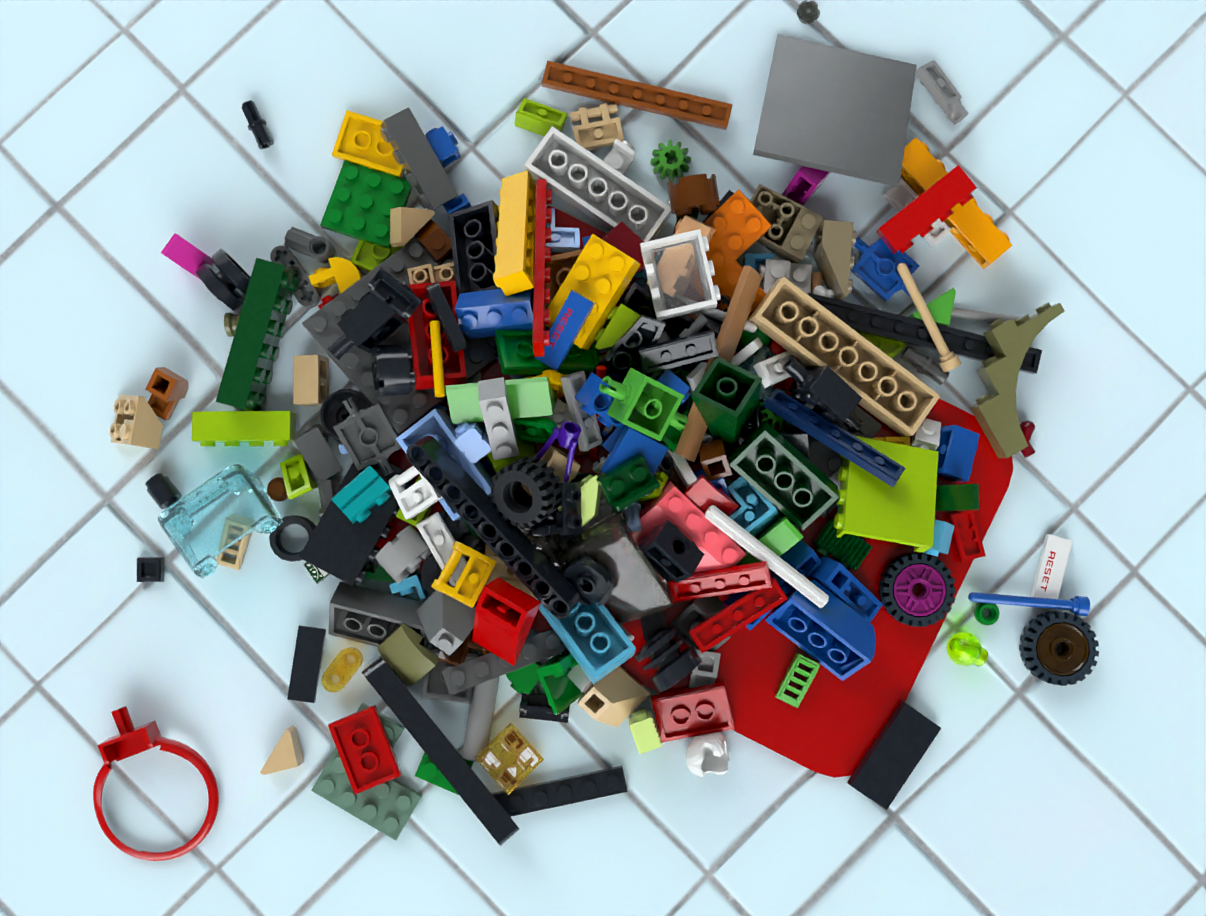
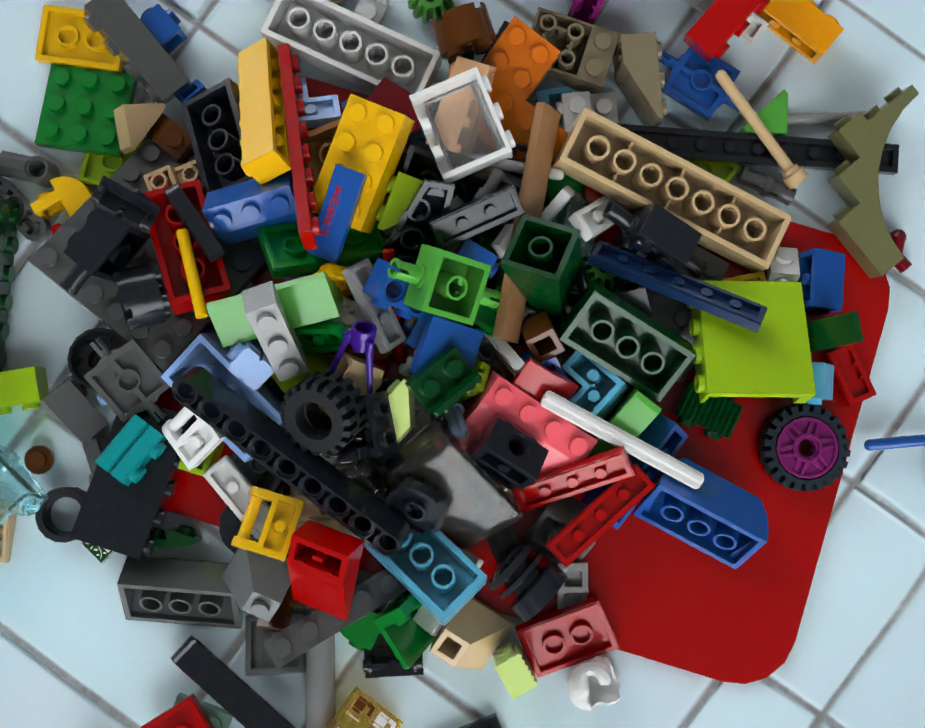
camera: 10 degrees left, 0 degrees up
(297, 476) = (56, 443): lime slope -> none
(306, 664) = (104, 660): black piece -> none
(310, 380) = (53, 325): tan hinge -> none
(342, 668) = (149, 657): clear yellow plate -> none
(403, 554) = (194, 511): light grey brick -> none
(406, 655) = (219, 629): olive slope -> none
(407, 585) = (206, 548): medium azure bracket -> none
(809, 676) = (696, 570): bright green slope -> none
(817, 286) = (626, 116): arm -> none
(847, 588) = (721, 460): blue slope -> none
(894, 755) = (810, 645): black tile -> none
(966, 649) = (872, 507): clear neon green piece -> none
(993, 613) = (896, 461): green plate -> none

